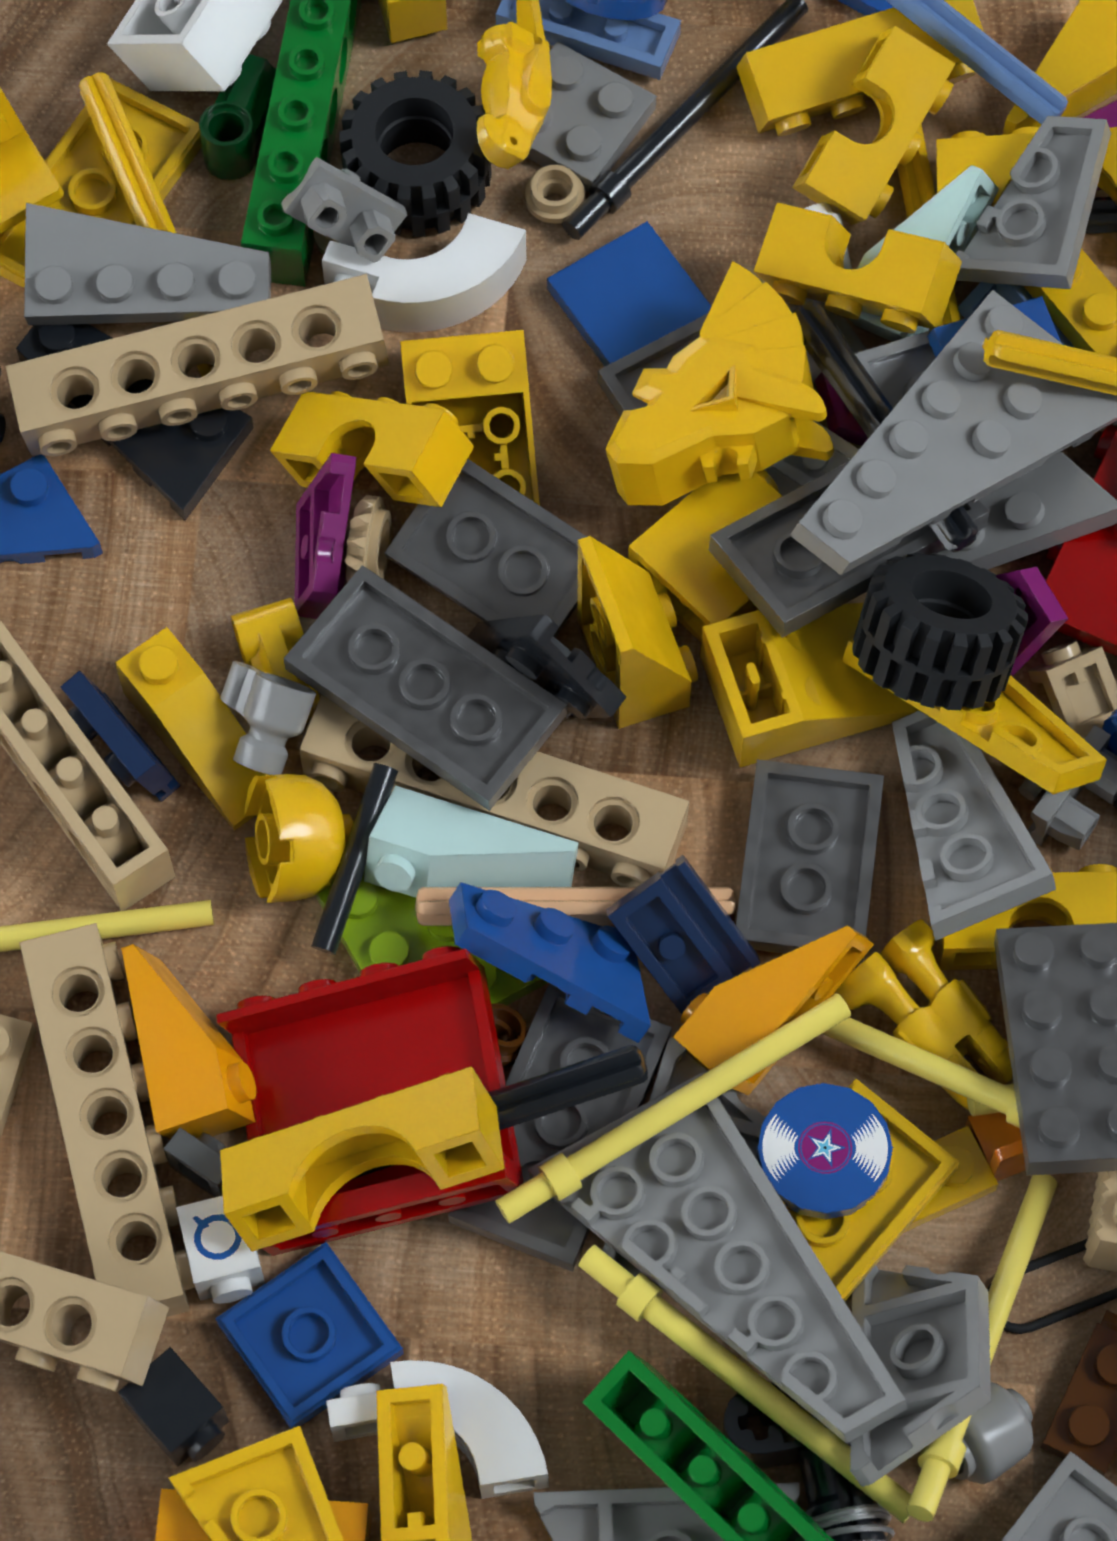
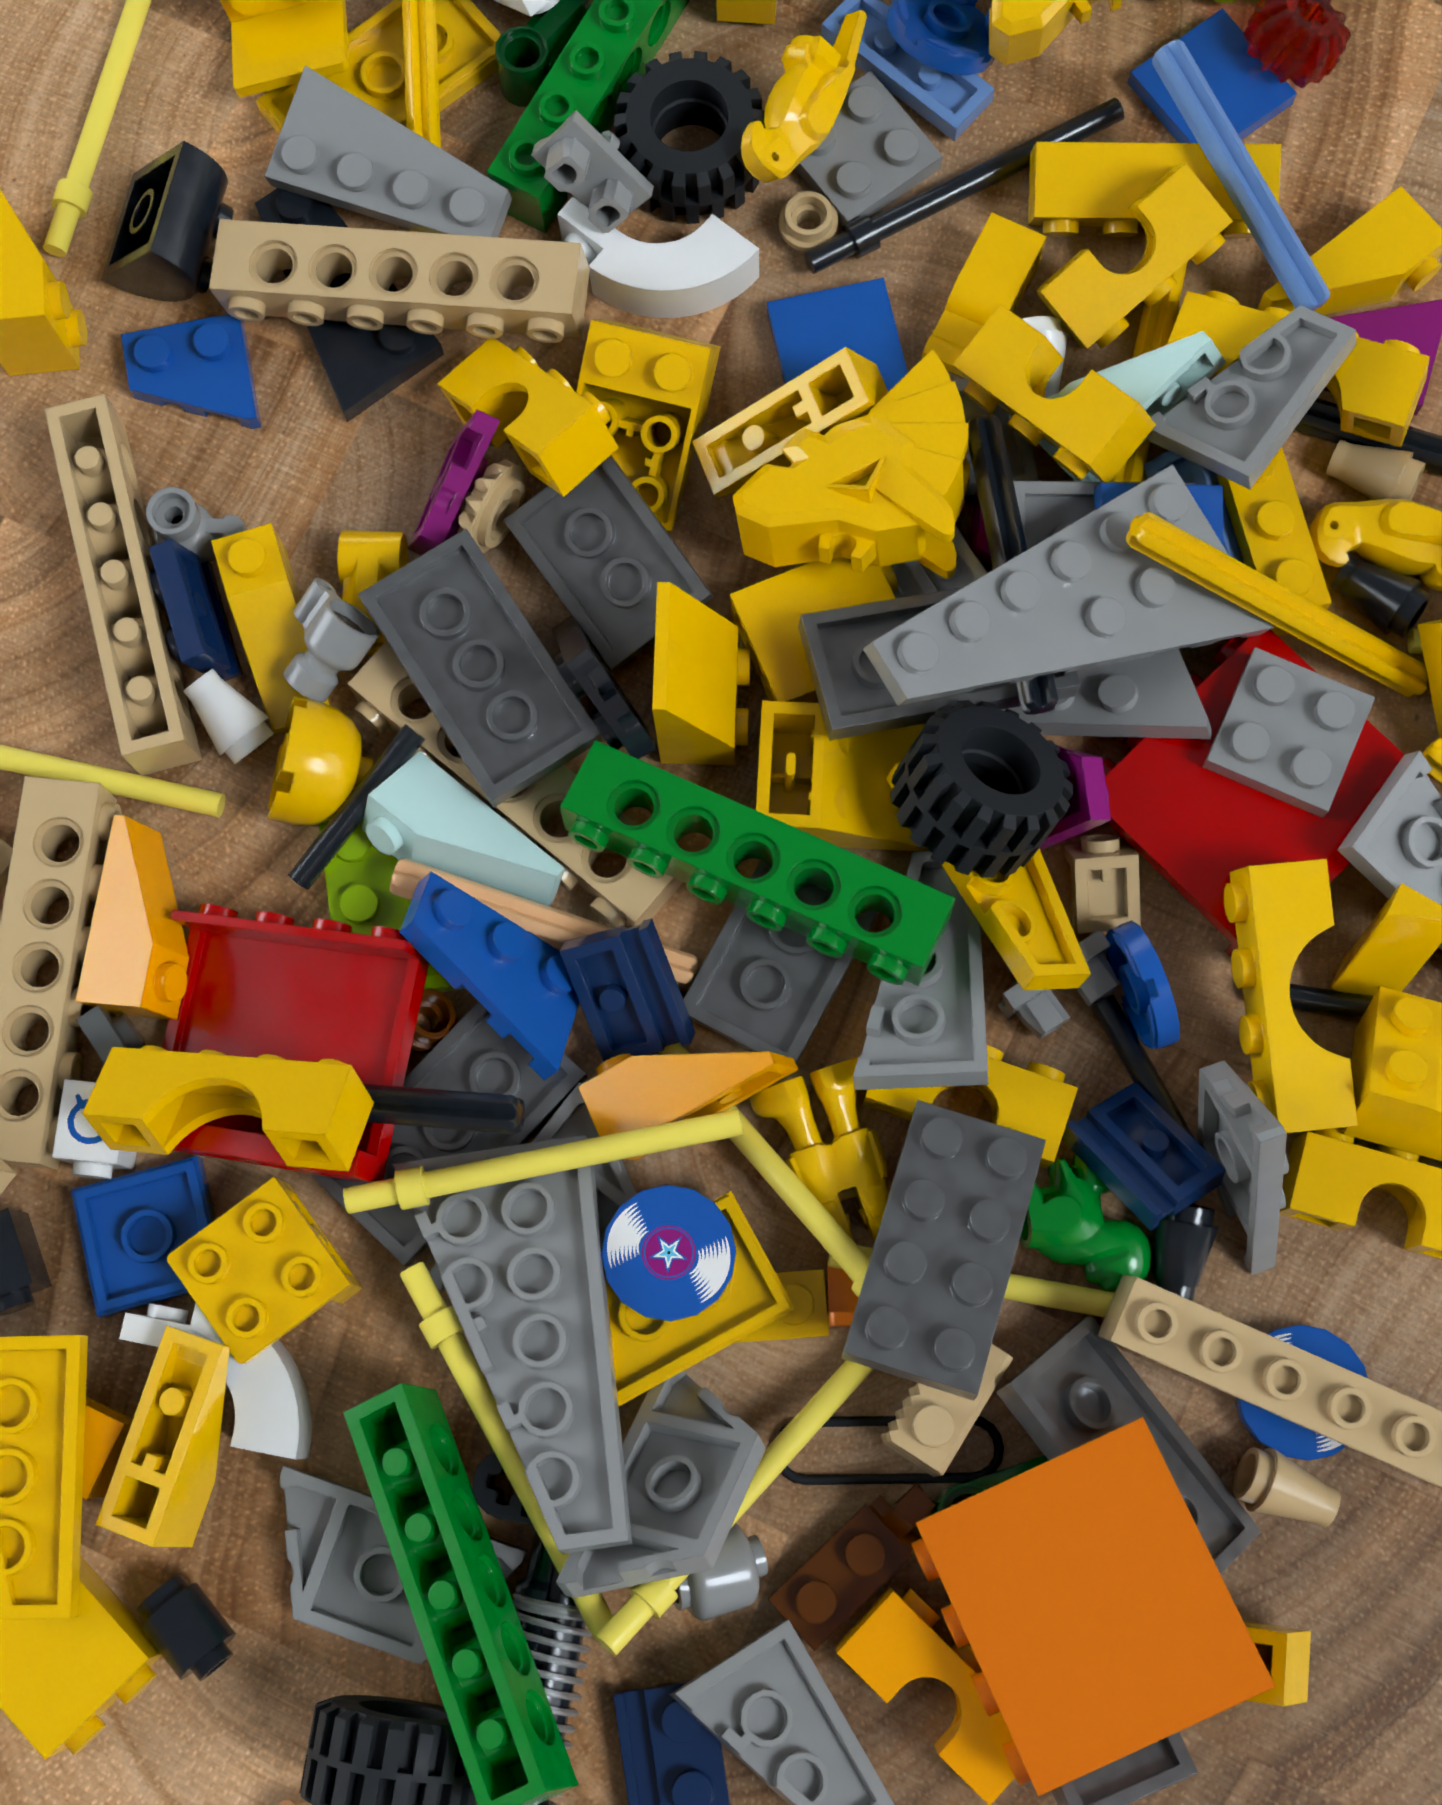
camera: 25 degrees right, 10 degrees up
(71, 649) = (178, 517): none -> light grey piece
(191, 824) = (228, 716): none -> white cone
(442, 1312) = (262, 1269): none -> yellow bracket
(594, 399) = (817, 400): none -> yellow slope
(747, 197) = (992, 275): none -> yellow piece
(788, 749) = (617, 781): none -> green brick

